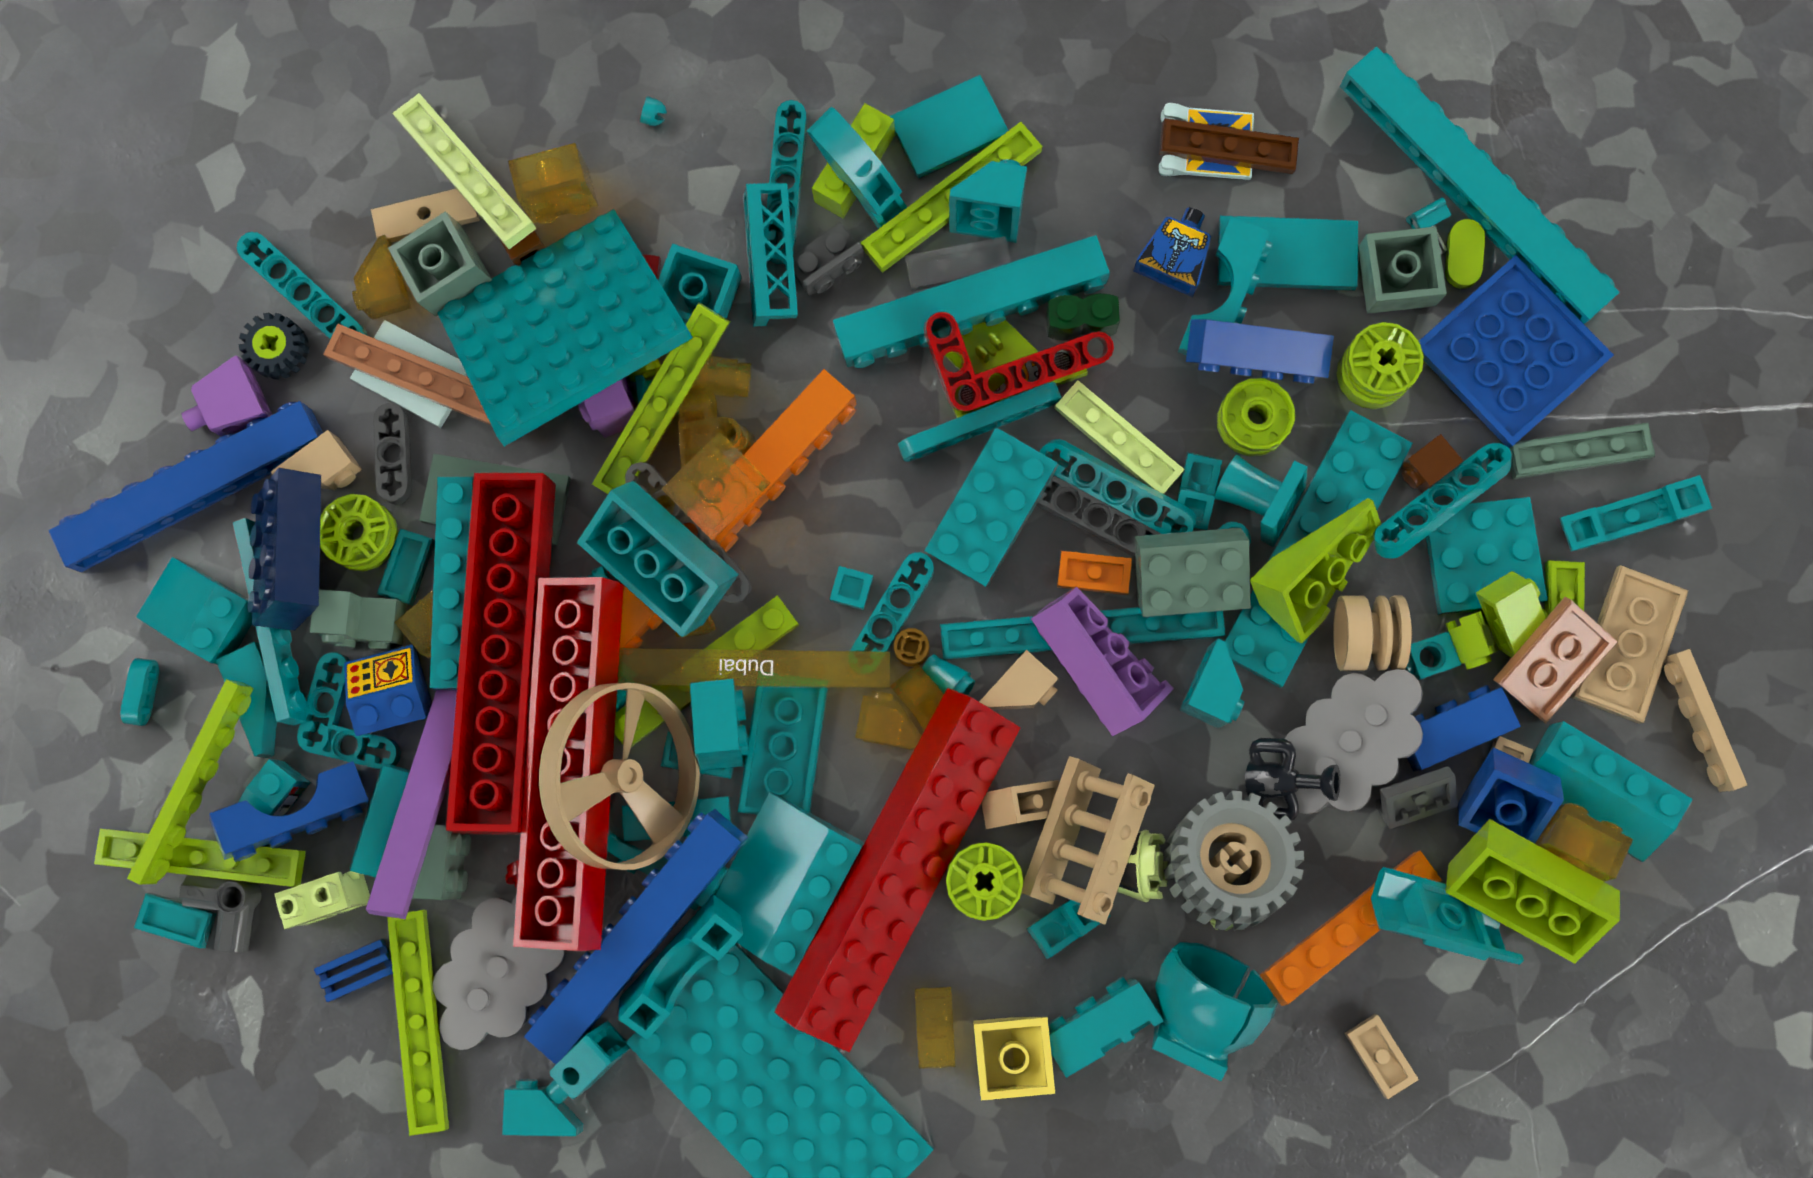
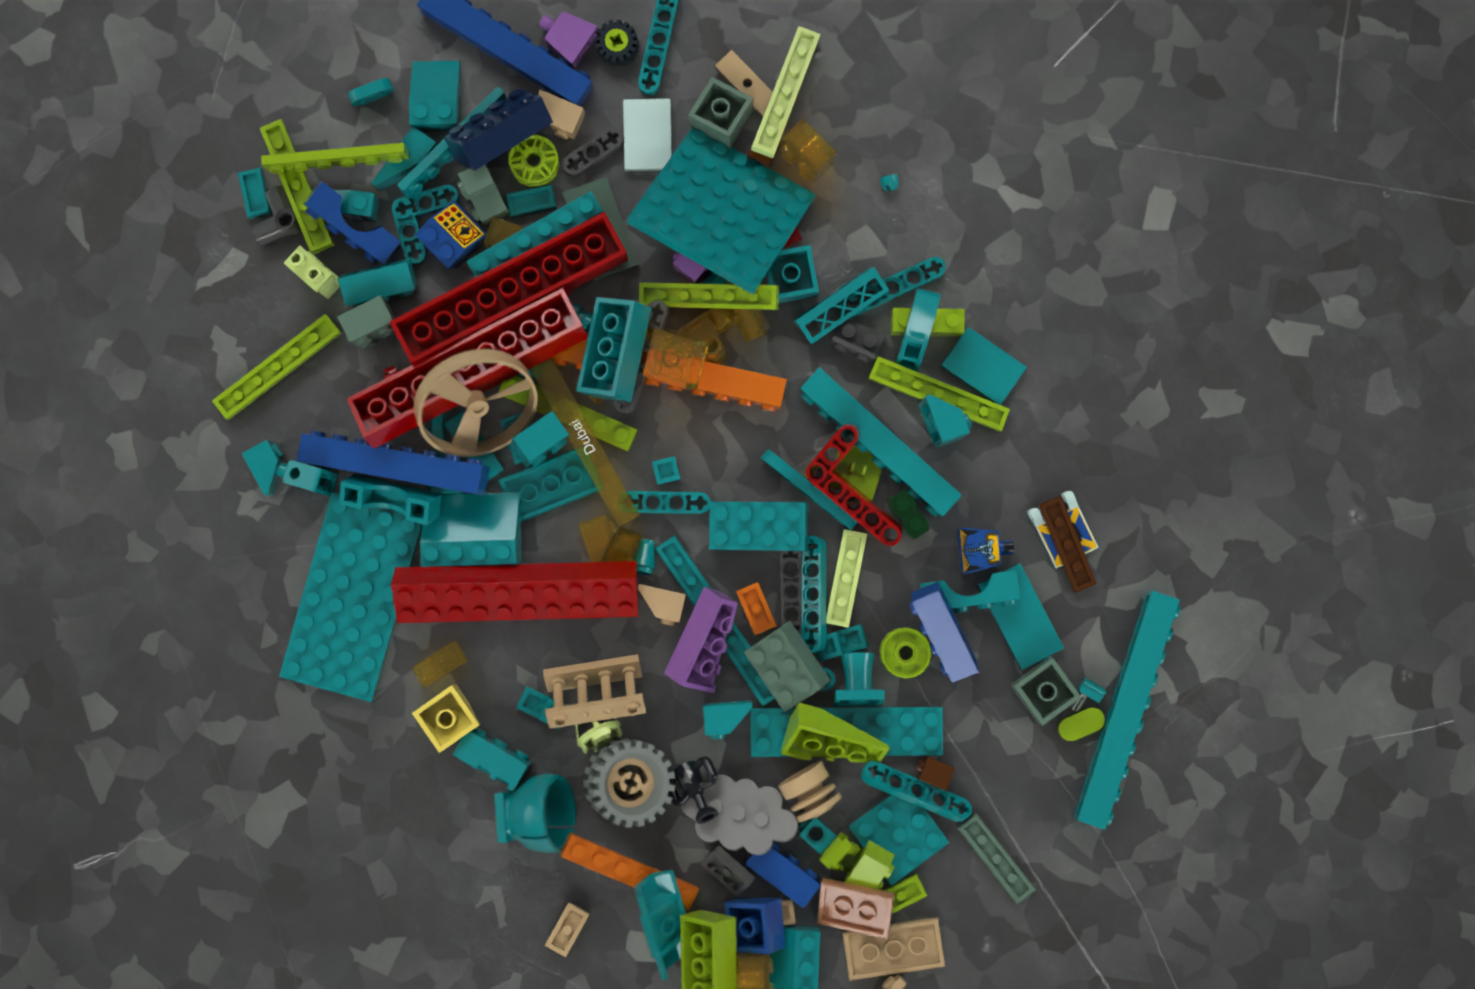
camera: 50 degrees right, 5 degrees up
(327, 981) = (269, 302): blue tile -> none
(380, 283) = (690, 82): clear yellow slope -> none
(405, 371) = (644, 130): nougat plate -> none
(416, 812) = (392, 297): medium lavender tile -> none
(489, 979) = (321, 393): light grey plate -> none
(911, 652) = (650, 526): pearl gold wheel -> none
(1006, 881) = (548, 636): lime wheel -> none
(1018, 804) = (593, 640): tan slope -> none
(1365, 379) = (971, 696): lime wheel -> none
(1513, 351) = (1034, 785): blue plate -> none
(1636, 514) = (973, 910): teal slope -> none

